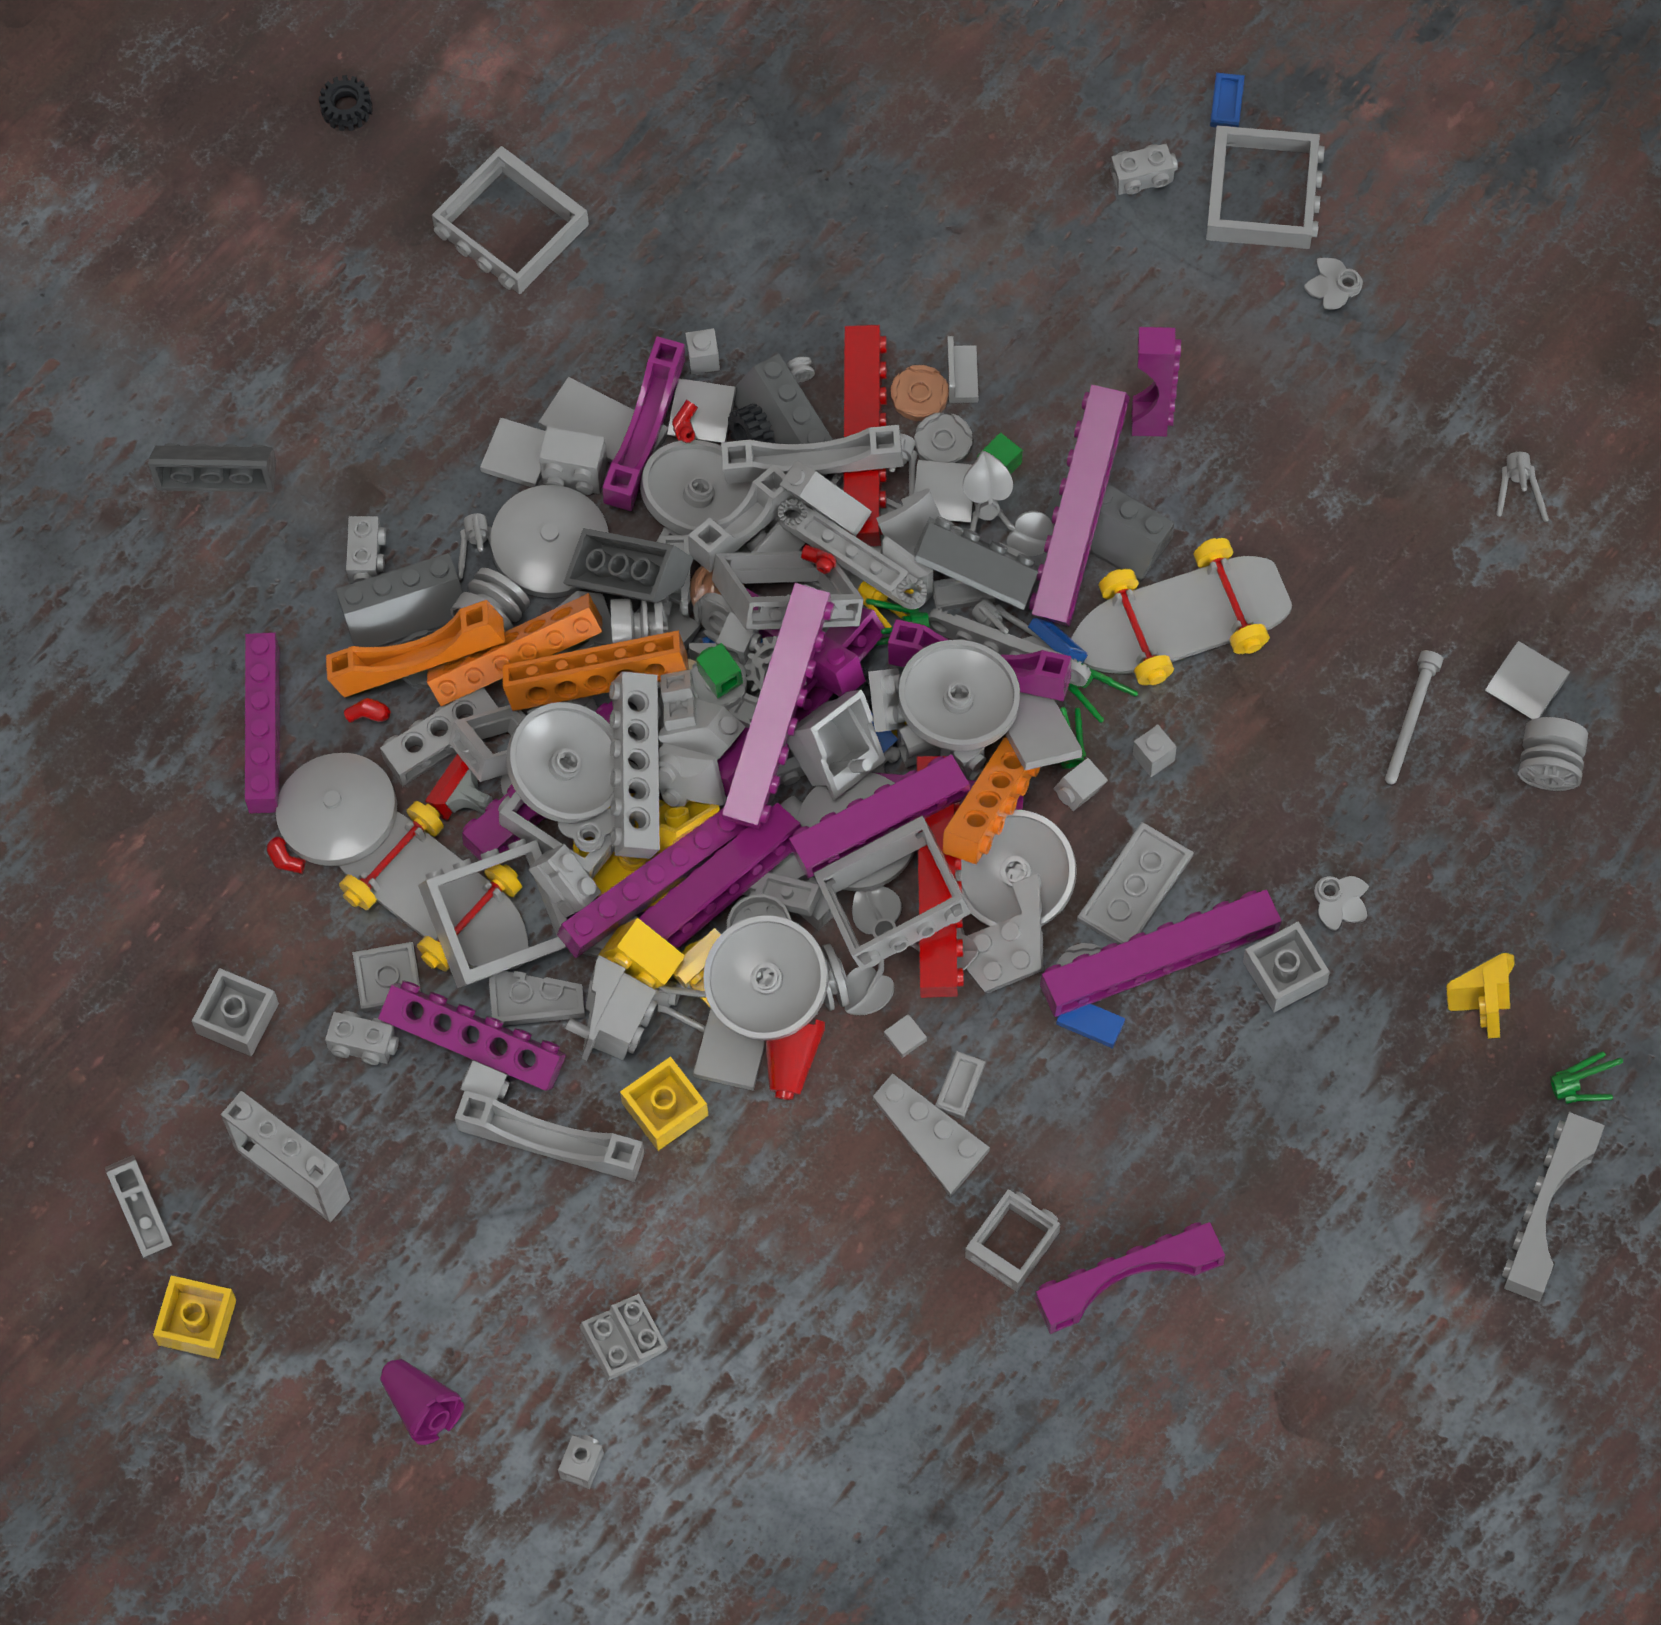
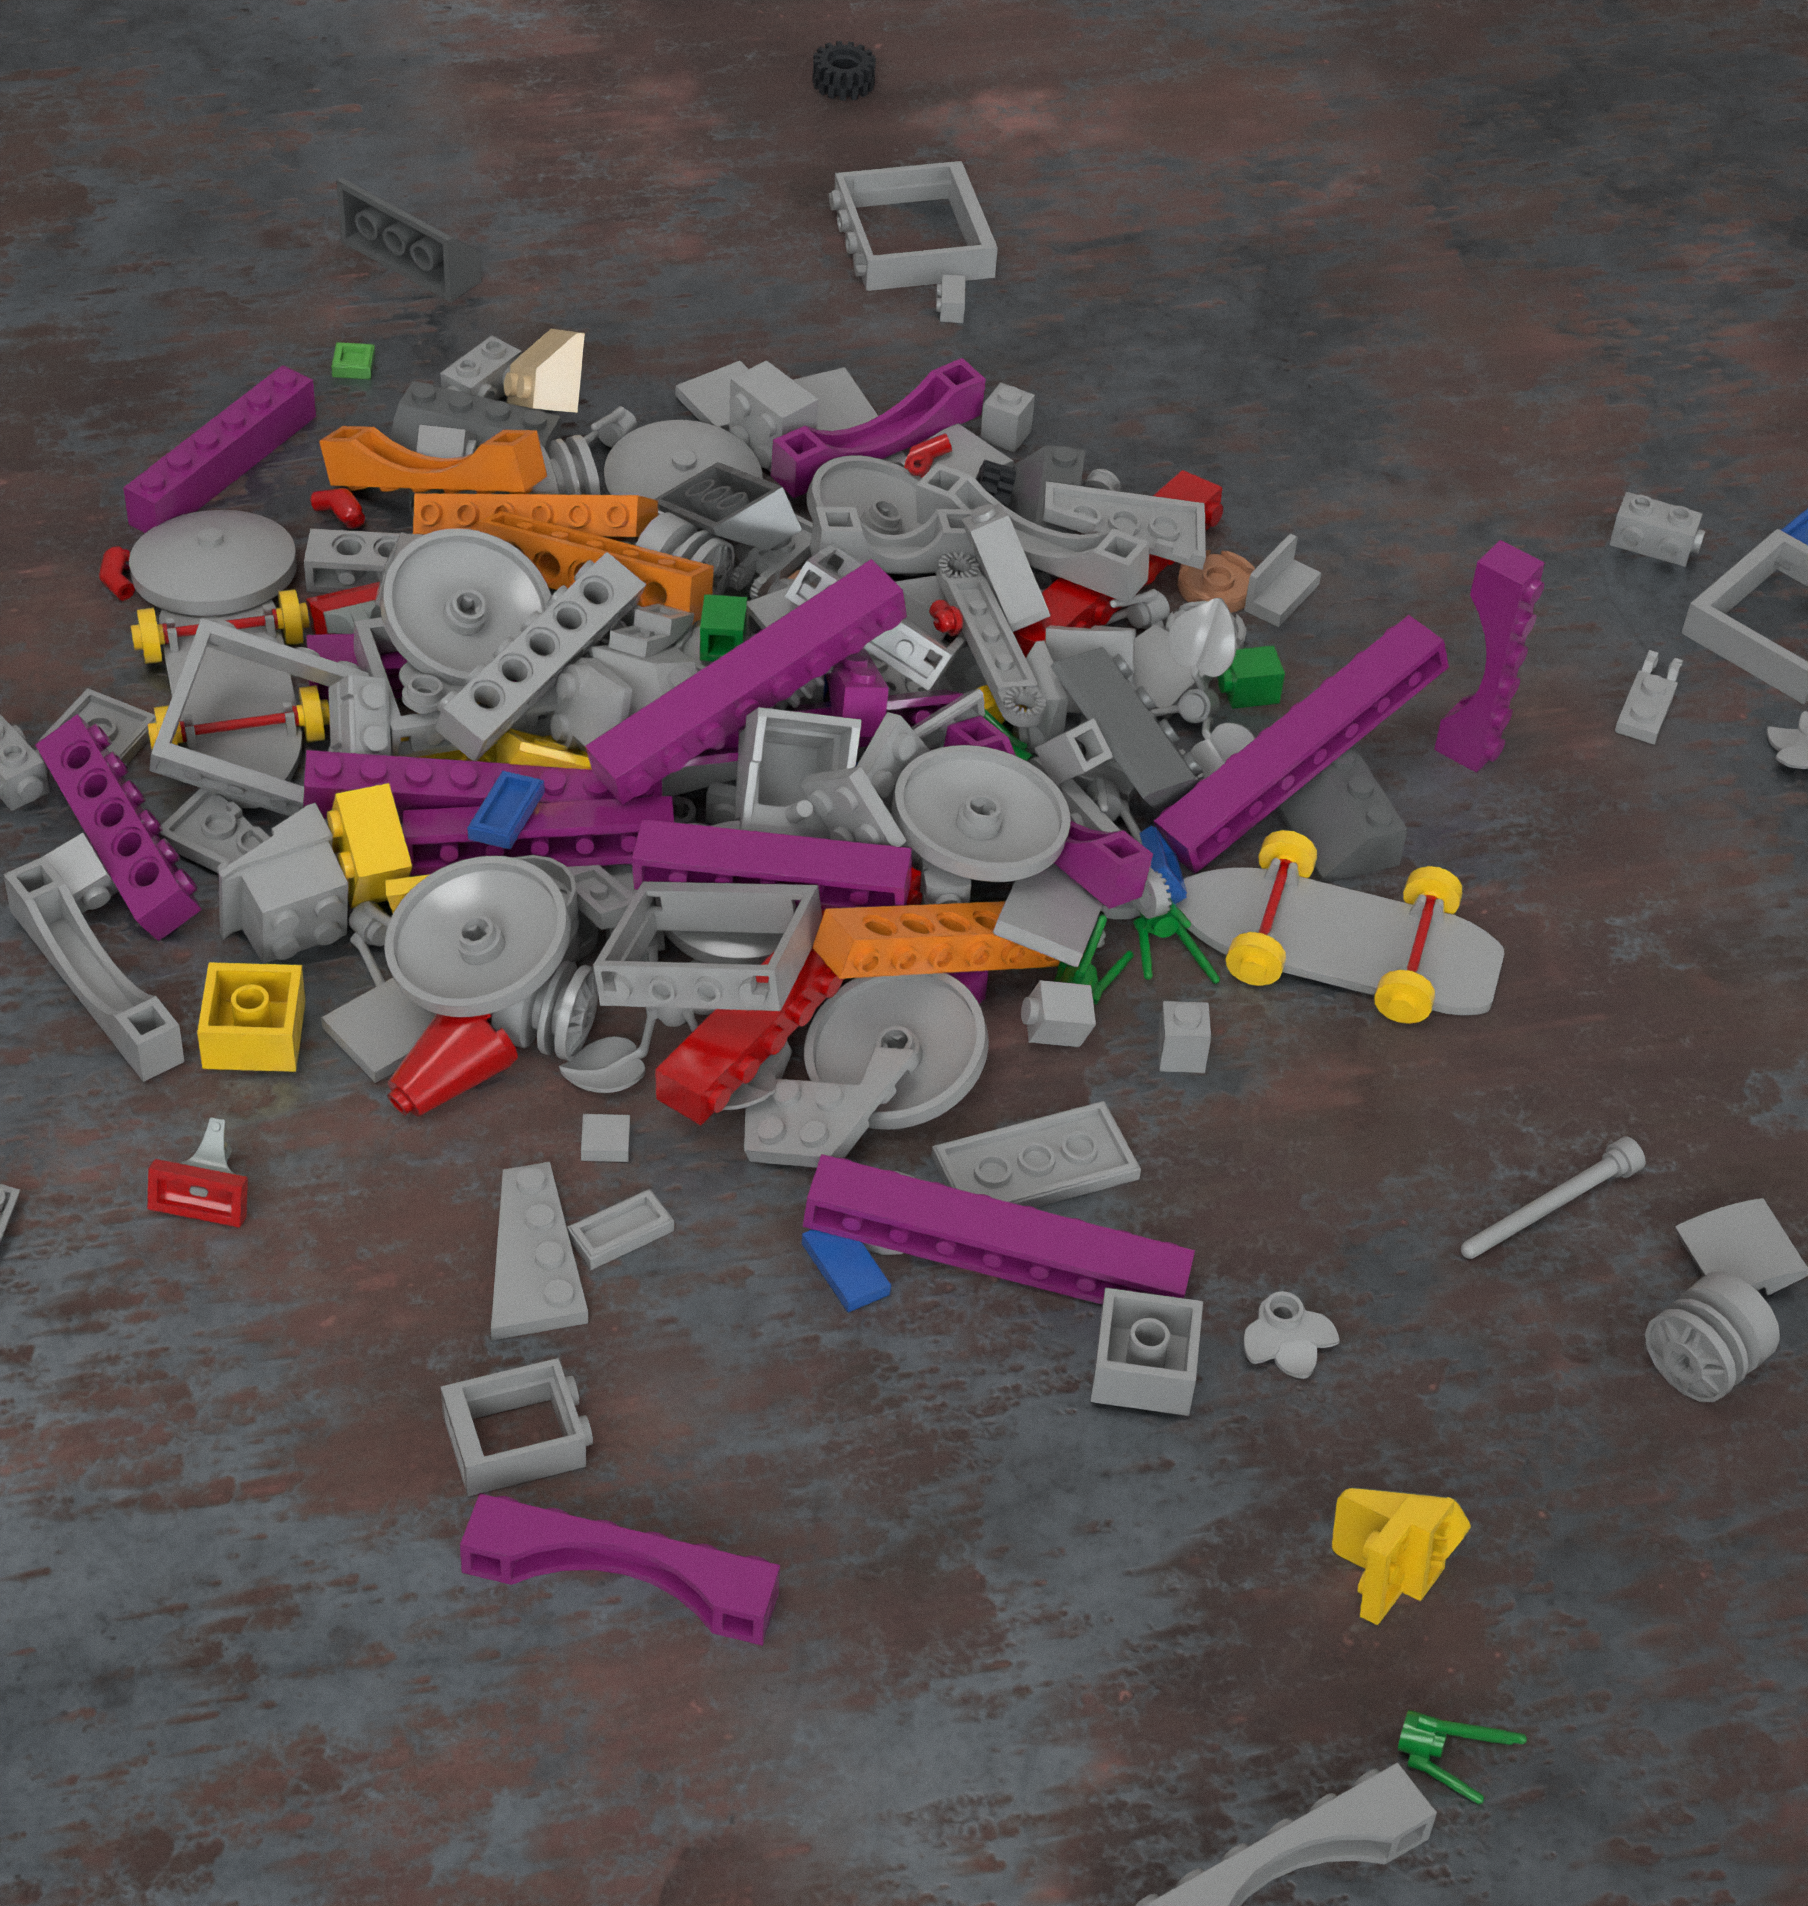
camera: 30 degrees right, 20 degrees down
(263, 587) = (353, 360): none -> bright green tile
(402, 625) = (446, 442): none -> light grey brick
(414, 525) = (548, 373): none -> tan slope
(584, 268) = (951, 298): none -> light grey piece
(703, 882) = (506, 810): none -> blue tile
(730, 1220) = (201, 1185): none -> red piece
(863, 396) = (1169, 525): none -> light grey wing
(877, 637) = (934, 727): none -> light grey slope
(895, 749) = (851, 807): none -> light grey plate
(965, 607) = (1073, 752): none -> light grey brick
(1226, 311) = (1648, 700): none -> light grey hinge

